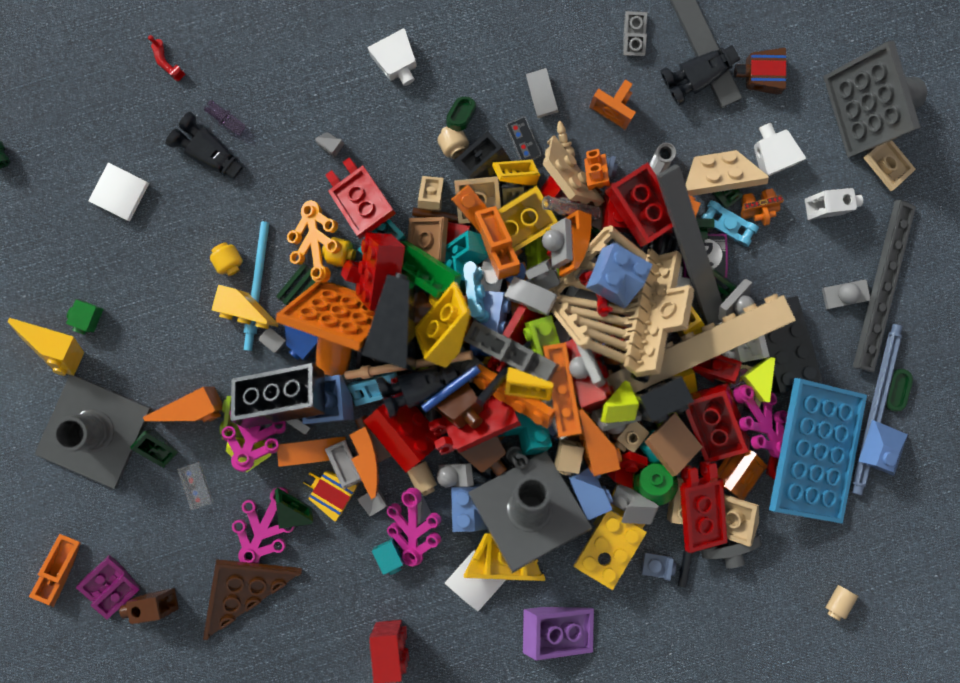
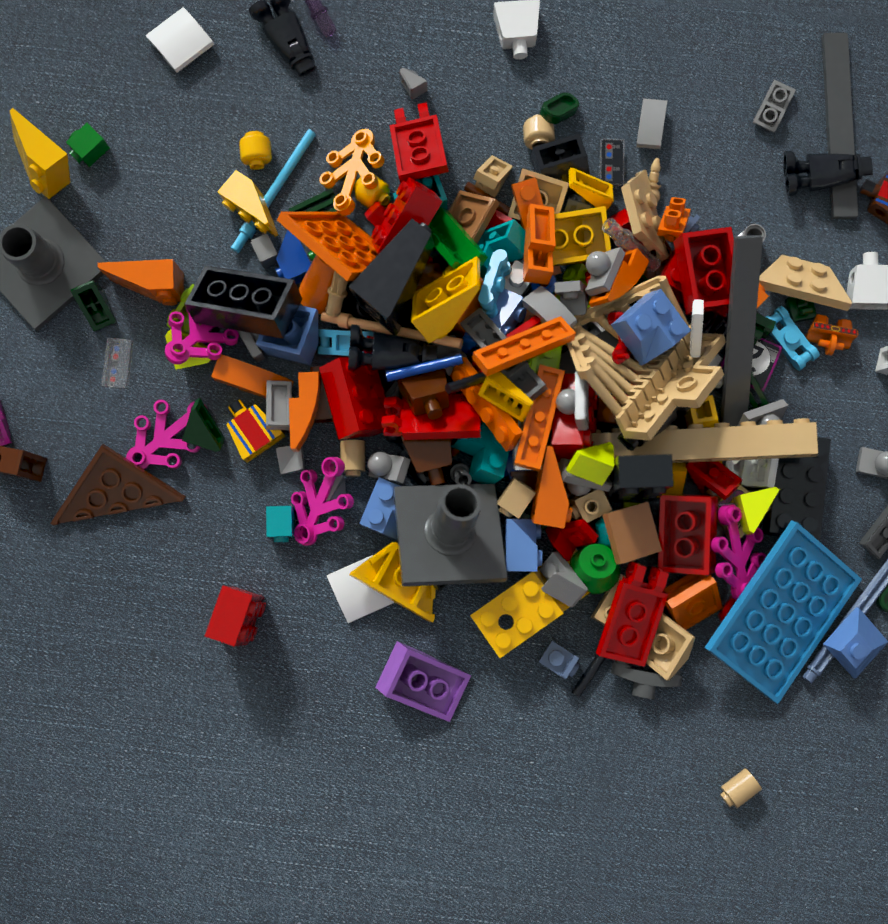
camera: 30 degrees right, 5 degrees down
(351, 360) = (337, 293): none -> tan axle
(525, 340) = (523, 346): none -> orange plate
(614, 108) = (721, 166): orange bracket -> none
(655, 259) = (696, 328): none -> white tile

